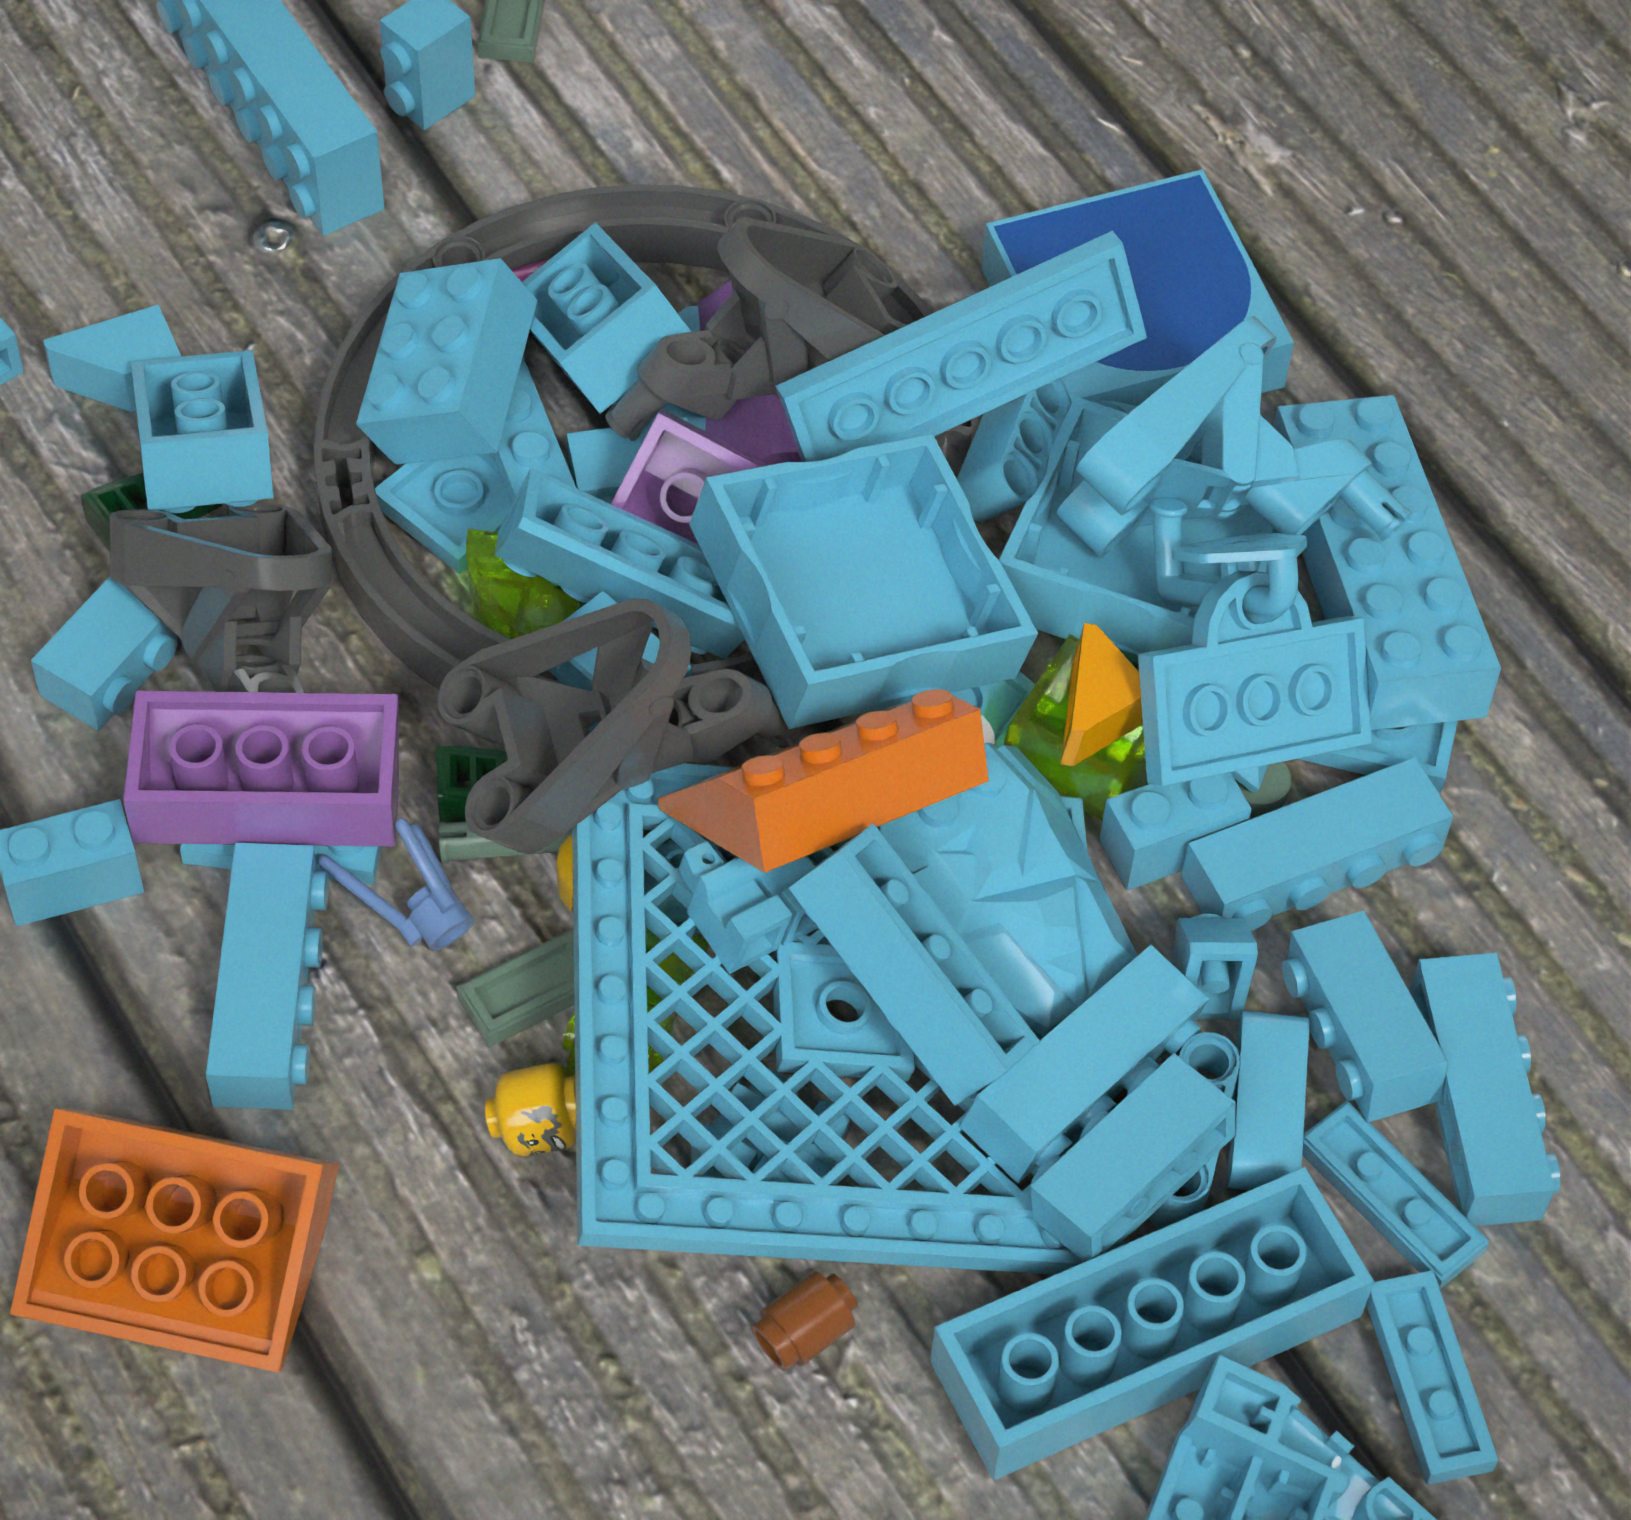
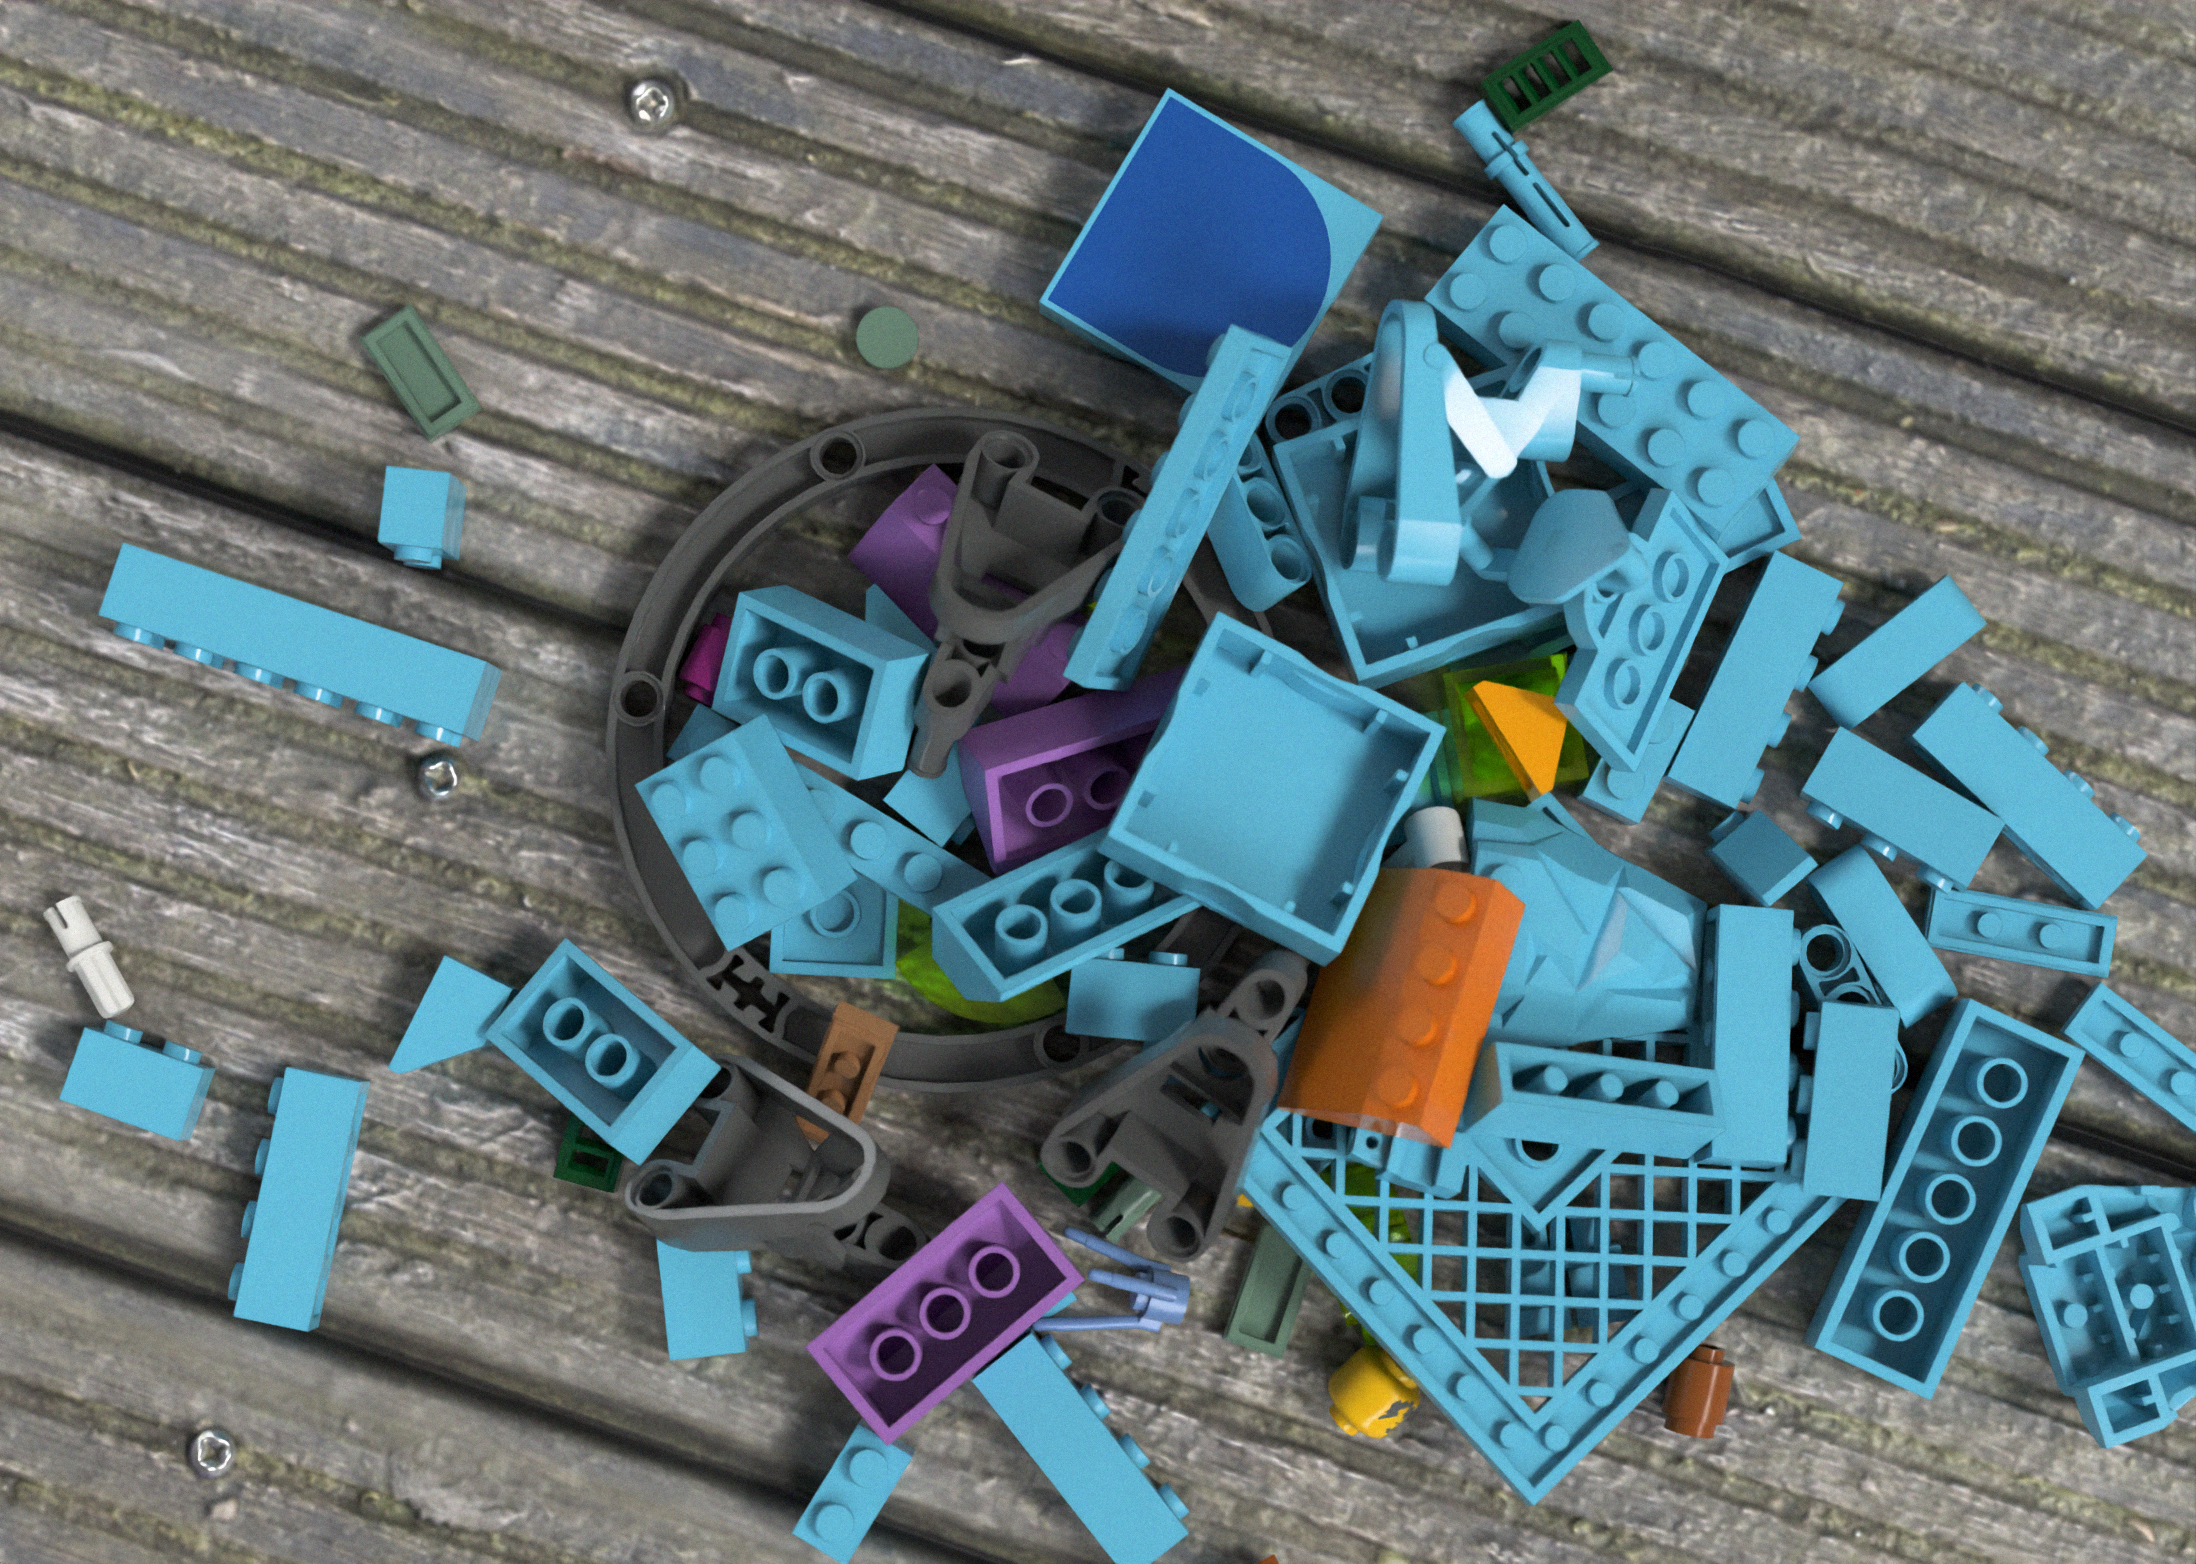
camera: 40 degrees left, 30 degrees up
(363, 563) = (848, 1065): none -> medium nougat tile
(855, 204) = (887, 338): none -> sand green tile
(1422, 402) = (1523, 180): none -> medium azure pin
(1458, 912) = (1896, 653): none -> medium azure beam
(1459, 384) = (1503, 106): none -> dark green slope

